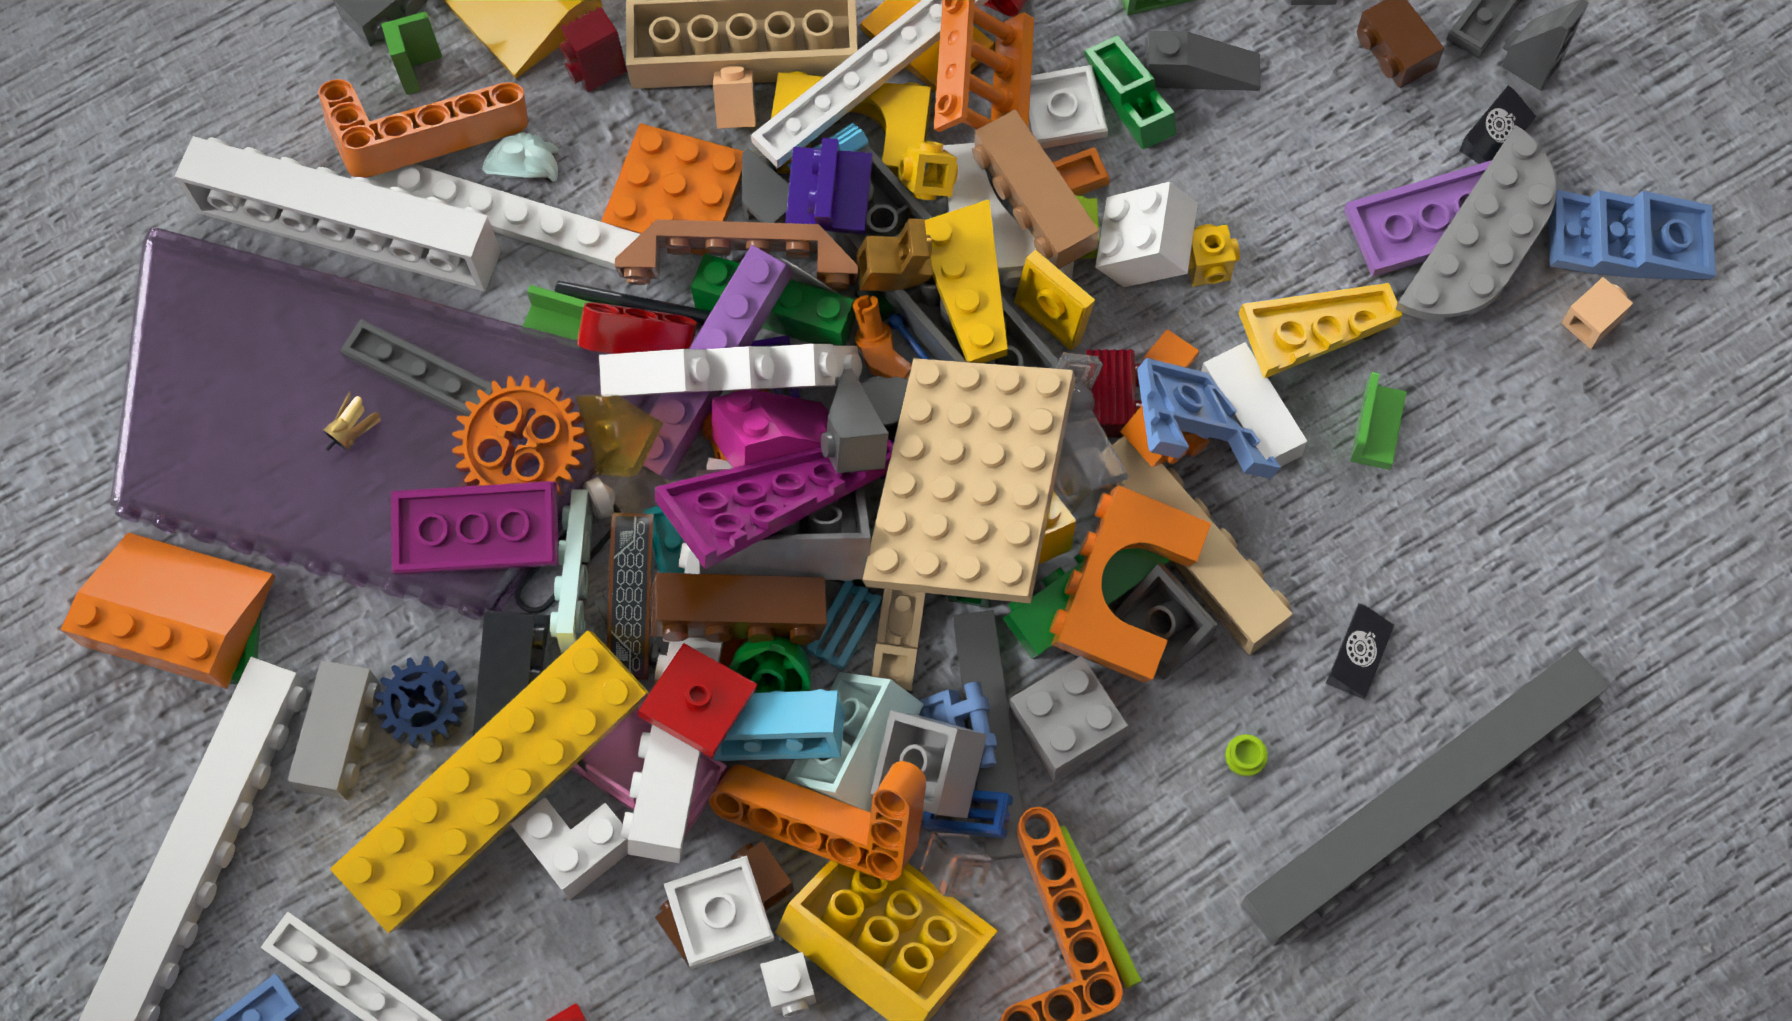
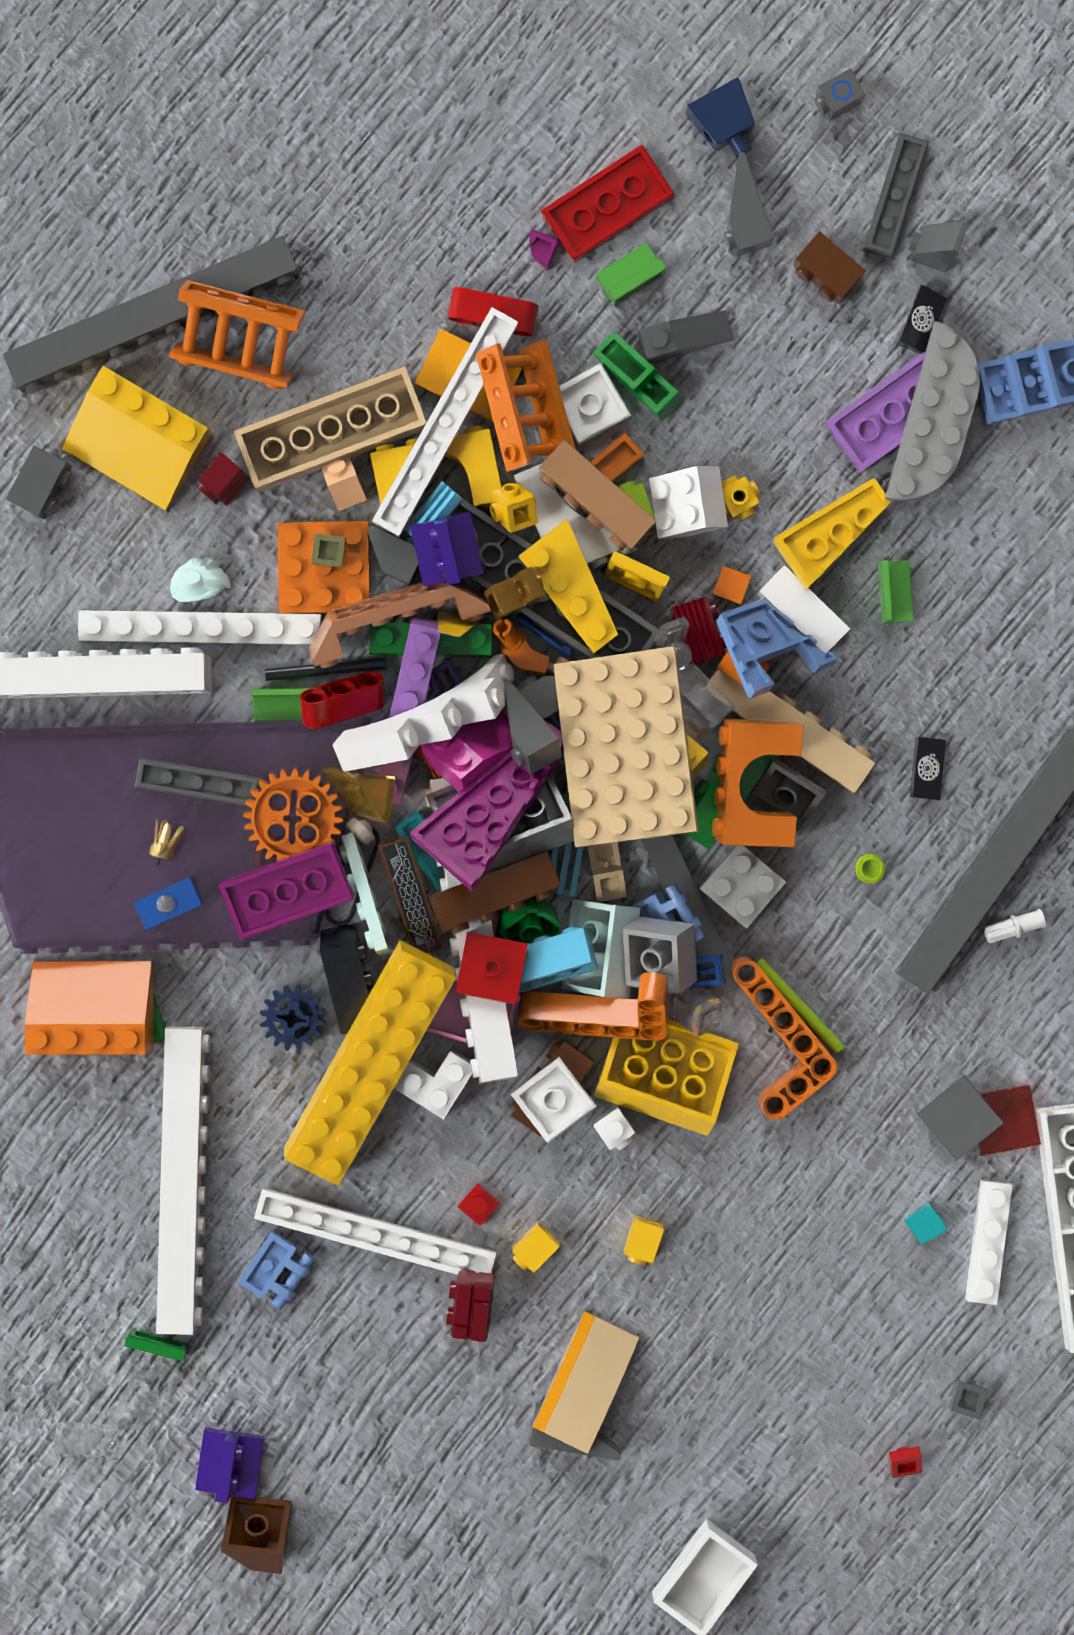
camera: 20 degrees left, 20 degrees up
(322, 499) = (169, 903): none -> blue piece
(334, 730) = (242, 1056): light grey brick -> none
(410, 44) = (76, 520): bright green panel -> none
(421, 132) = (112, 586): orange beam -> none
(687, 162) = (328, 550): none -> olive plate
(1424, 893) = (1014, 926): none -> white axle
(1597, 312) = (1031, 452): light nougat brick -> none

